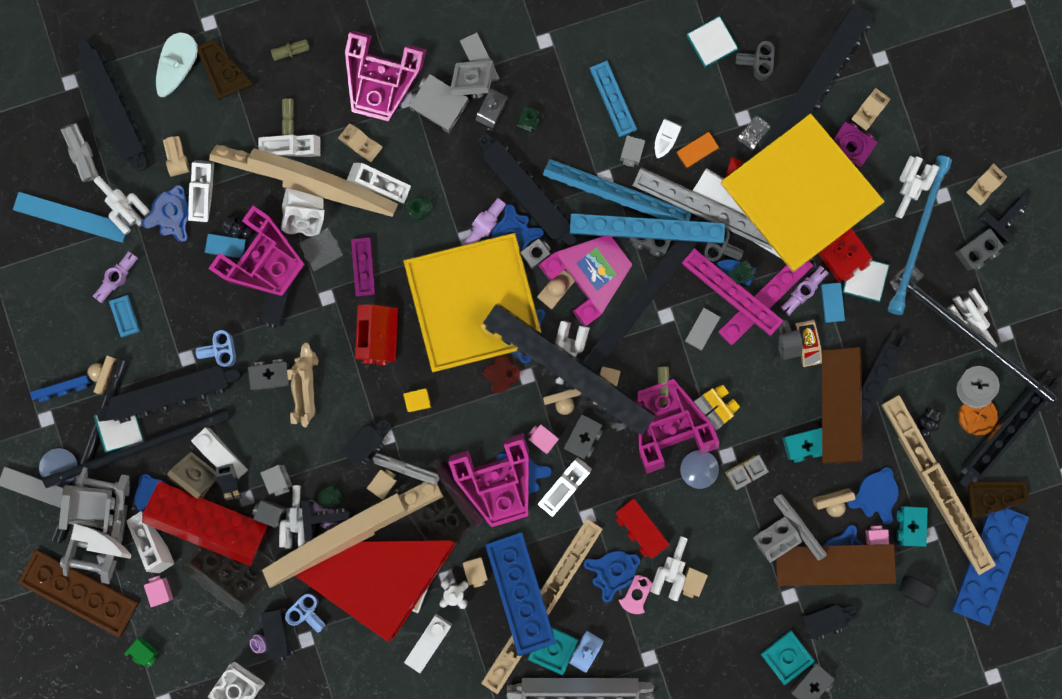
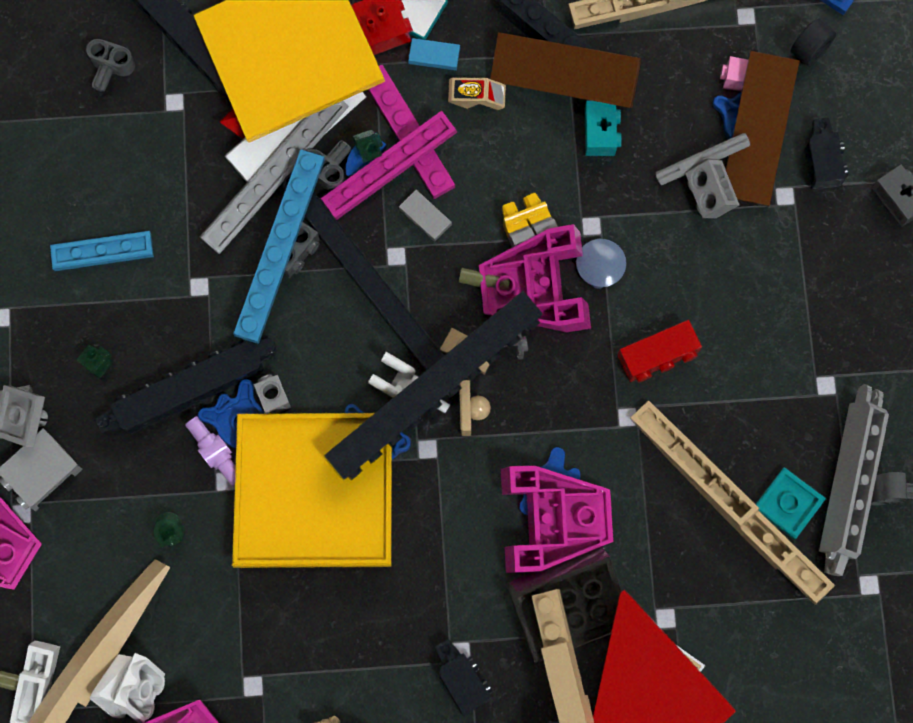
camera: 75 degrees left, 10 degrees down
(321, 249) = (186, 677): clear piece -> none
(360, 142) = (59, 588): tan slope -> none
(363, 267) = (225, 625): magenta plate -> none
(376, 334) = (320, 627): red piece -> none
(378, 182) = (118, 576): white slope -> none
(382, 483) = (521, 670): tan brick -> none
(406, 468) = (509, 632): light grey axle -> none
(417, 400) = (422, 596): yellow panel -> none
(428, 643) = (747, 663): white slope -> none
(454, 594) = (690, 610): white plant -> none
(475, 572) = (666, 576): tan brick -> none
(491, 108) = (67, 404): dark grey beam -> none
(499, 374) = (416, 483): clear red plate -> none
(520, 594) = (710, 522): blue plate -> none
(542, 438) = (514, 446): bright pink brick -> none
(556, 289) = (324, 381): tan tile -> none
(565, 486) = (583, 434): white slope -> none
(574, 442) = (529, 408): dark grey brick -> none
(586, 651) = (801, 460): light blue beam -> none
(597, 270) = (314, 323): dark pink wedge -> none
(613, 571) = (706, 401): blue tile -> none
(614, 192) = (220, 279): dark azure plate -> none
(632, 151) = (175, 242): light grey brick -> none
(636, 606) = (756, 384): bright pink piece -> none
(666, 137) = (171, 197): white plate -> none
(671, 572) = (725, 327): white plant -> none
(693, 582) = (742, 305): tan brick -> none
(697, 150) = (198, 165): orange tile -> none
(712, 41) = (67, 113): white tile -> none
(746, 471) = (619, 203): light grey hips -> none
(754, 132) = (196, 90): clear bracket -> none
(787, 657) = (860, 217): teal tile -> none
(789, 342) = (471, 113): dark grey beam -> none
(798, 298) = (415, 91): lavender pin -> none
(834, 501) = (680, 112): tan tile -> none
(877, 494) = (683, 62): blue tile -> none
(915, 536) = (724, 20): teal brick -> none

